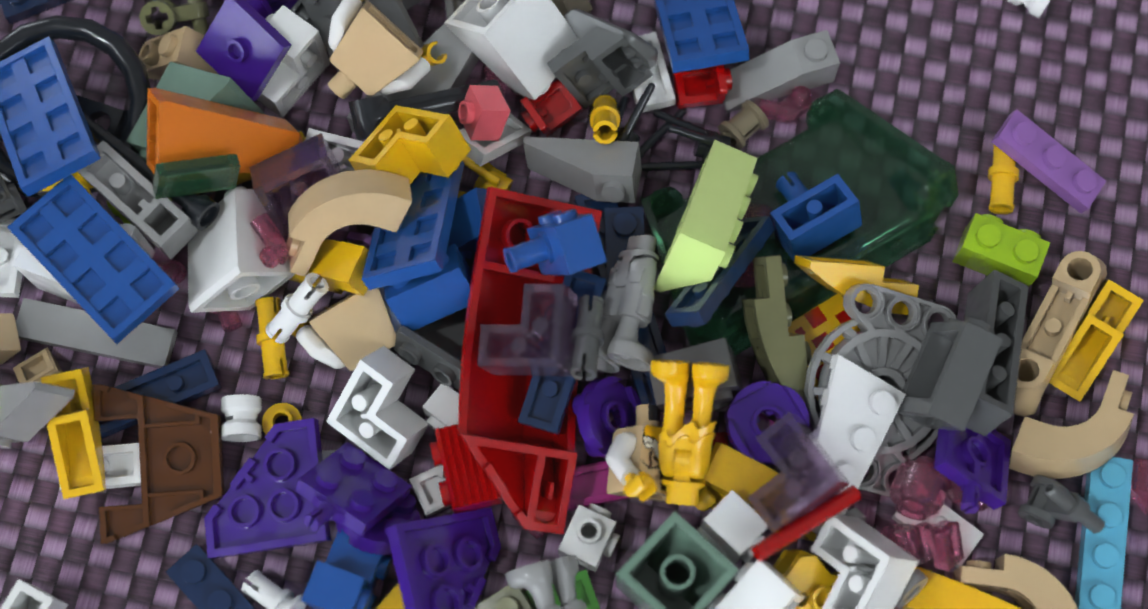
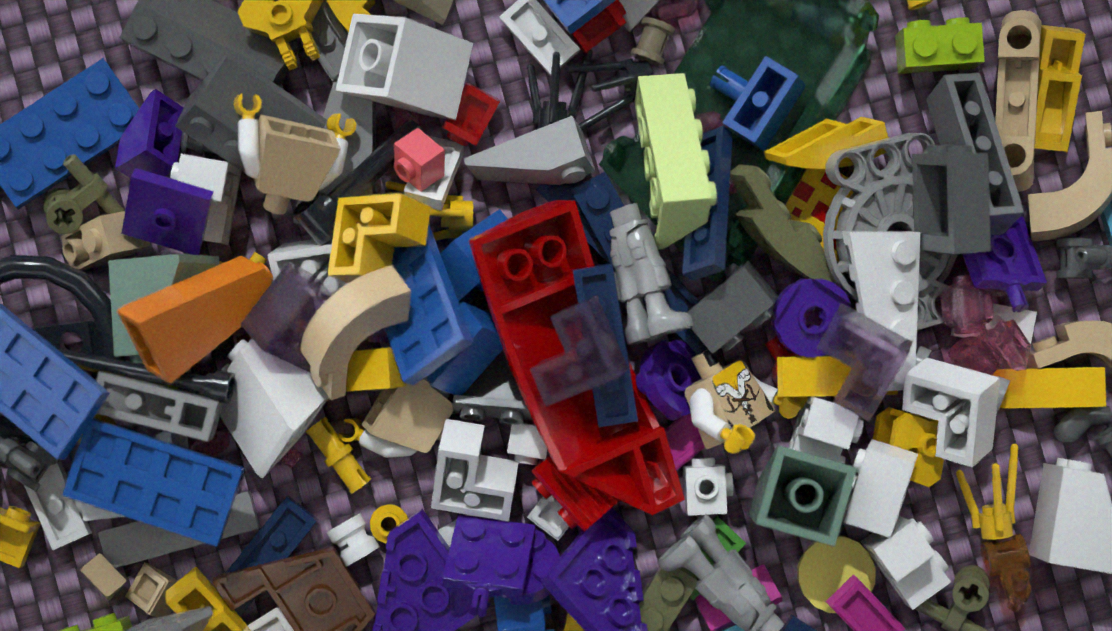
camera: 25 degrees left, 15 degrees up
(195, 176) = (202, 362): clear green tile -> none
(275, 246) = (301, 380): clear pink arm -> none
(297, 308) = (352, 425): white pin -> none
(559, 245) = (561, 261): blue brick -> none
(587, 337) = (626, 330): dark grey pin -> none
(602, 59) = (496, 52): dark grey piece -> none
(604, 119) = (528, 105): yellow pin -> none
(687, 448) = (758, 378): yellow piece -> none
(806, 523) = (887, 405): red bar -> none

